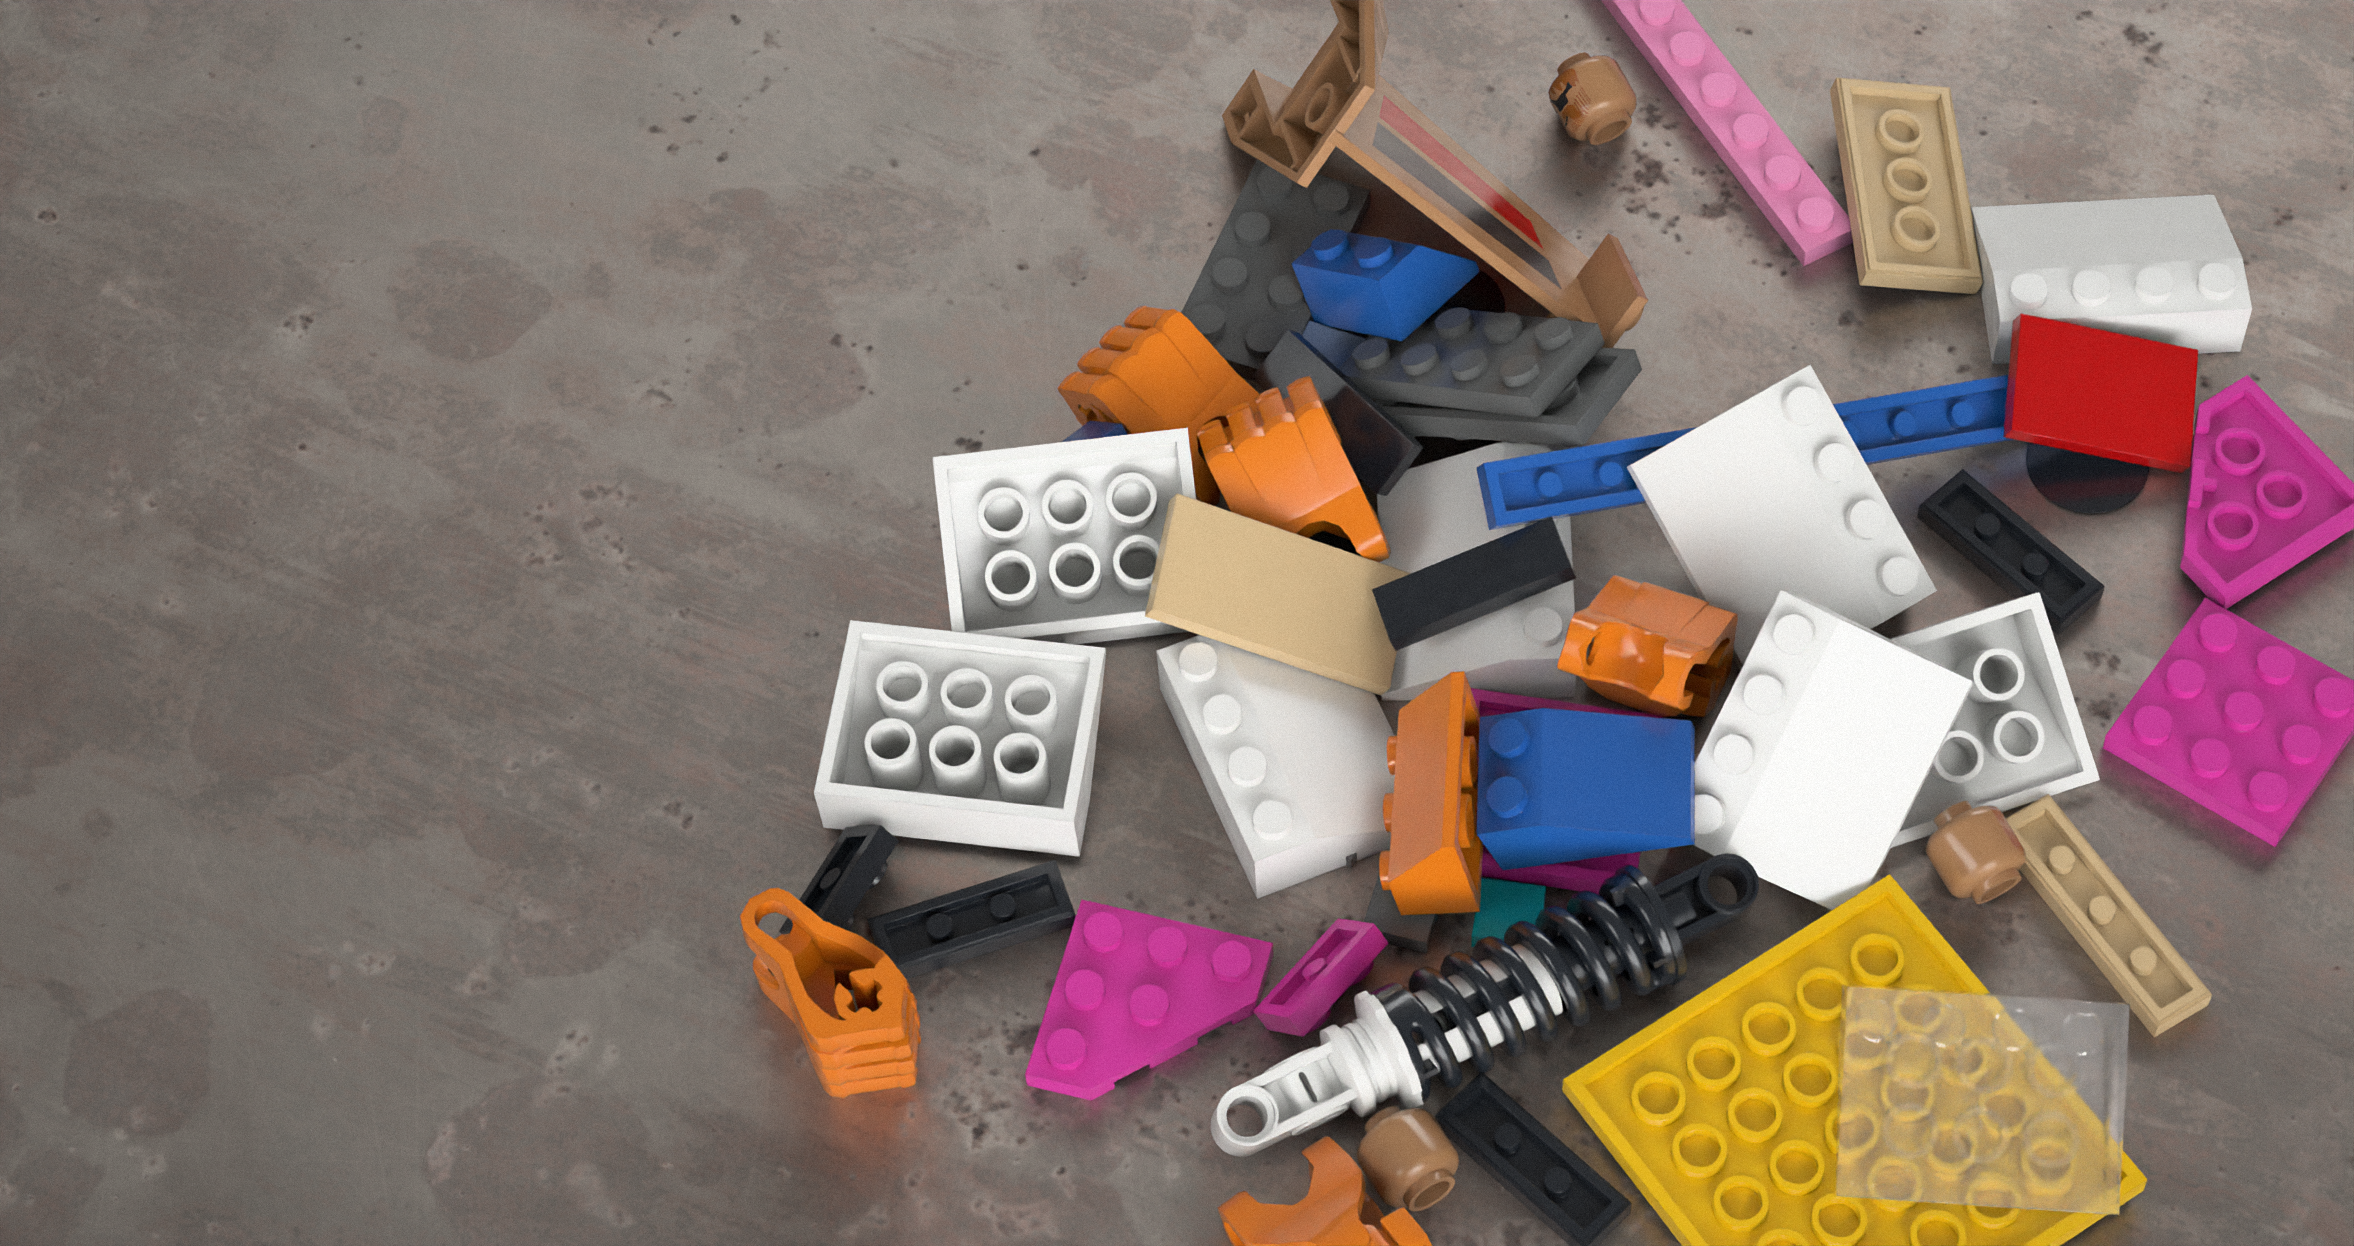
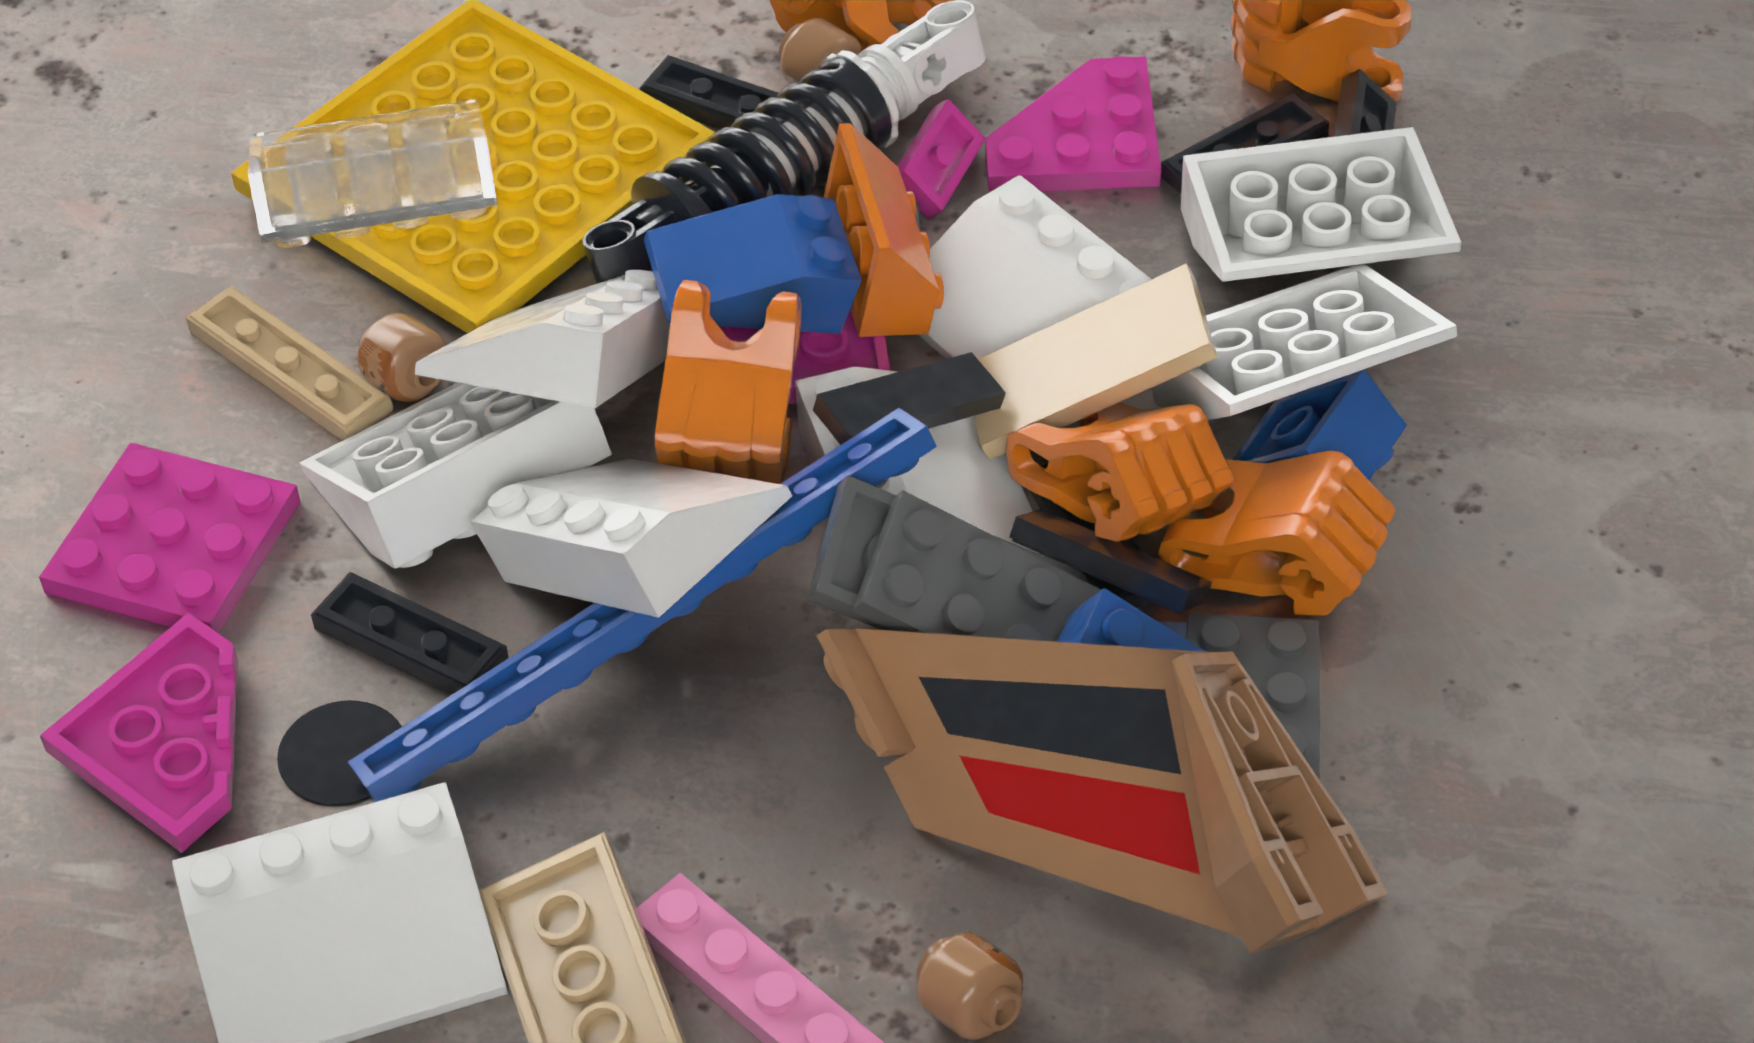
camera: 160 degrees right, 10 degrees down
(2101, 393) = (332, 762): red tile -> none

